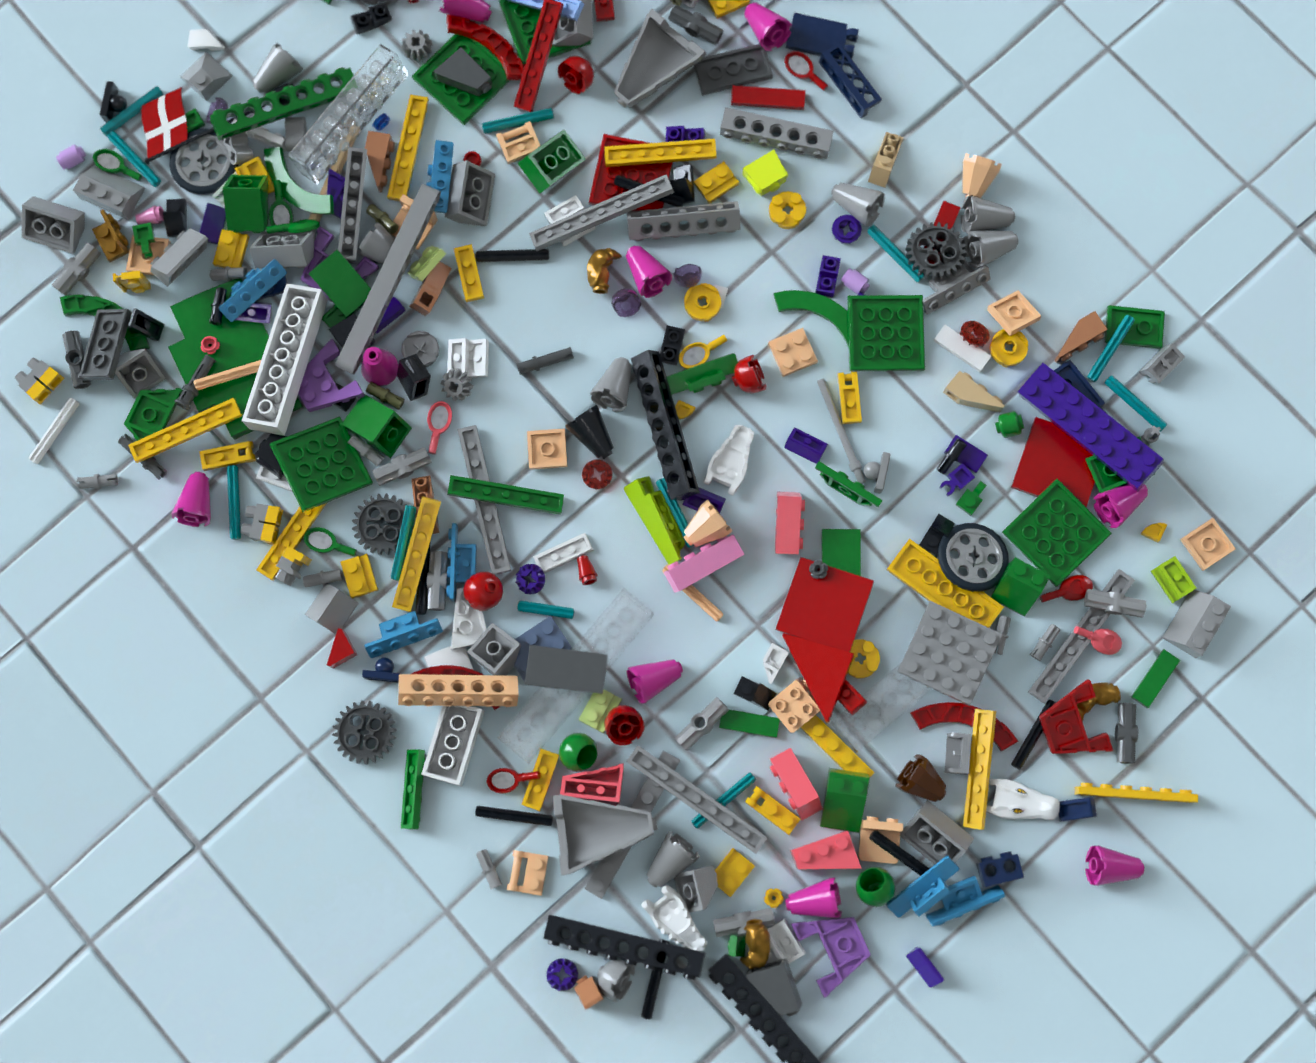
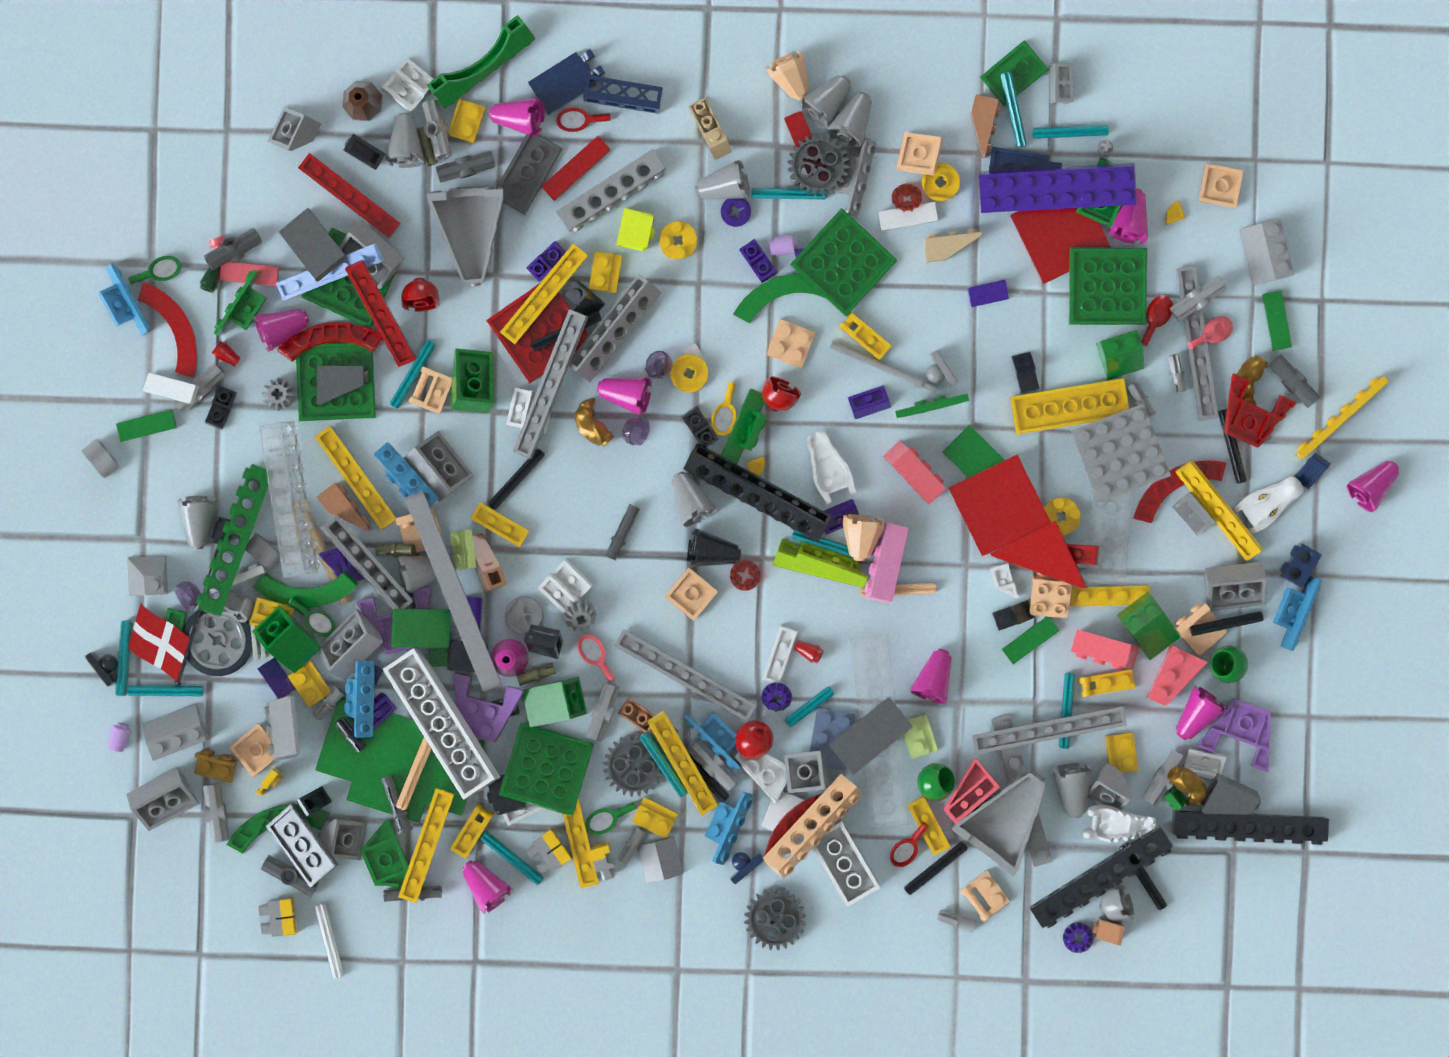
camera: 50 degrees left, 10 degrees up
(97, 481) = (400, 943): light grey pin -> none
(113, 163) = (153, 710): green piece -> none
(144, 236) = (241, 739): green plate -> none
(152, 215) = (226, 718): bright pink cone -> none
(175, 216) = (244, 701): black slope -> none
(203, 39) = (116, 550): white slope -> none
(209, 340) = (375, 773): coral plate -> none
(295, 227) = (342, 619): green piece -> none
(341, 650) = (699, 880): red slope -> none
(366, 450) = (565, 727): light grey pin -> none
(381, 122) = (315, 478): clear blue tile -> none
(412, 789) = (849, 922): green plate -> none
(473, 157) = (411, 438): red plate -> none
(505, 494) = (698, 657): green plate -> none
(624, 725) = (947, 731): red cylinder -> none
(692, 732) = (999, 662): light grey piece -> none
(768, 898) = (1172, 740): yellow plate -> none
(818, 574) = (976, 485): dark grey plate -> none
(921, 780) = (1187, 559): reddish brown cone -> none
(924, 967) = (1314, 682): dark purple slope -> none
(925, 890) = (1264, 632): dark azure bracket -> none
(951, 455) = (980, 306): black axle -> none
(958, 478) = (1001, 315): dark purple plate -> none
(970, 500) = (1024, 324): green plate -> none
(972, 581) = (1076, 340): wedge -> none
(1009, 424) = (998, 240): green head -> none
(1173, 579) = (1221, 236): lime plate -> none

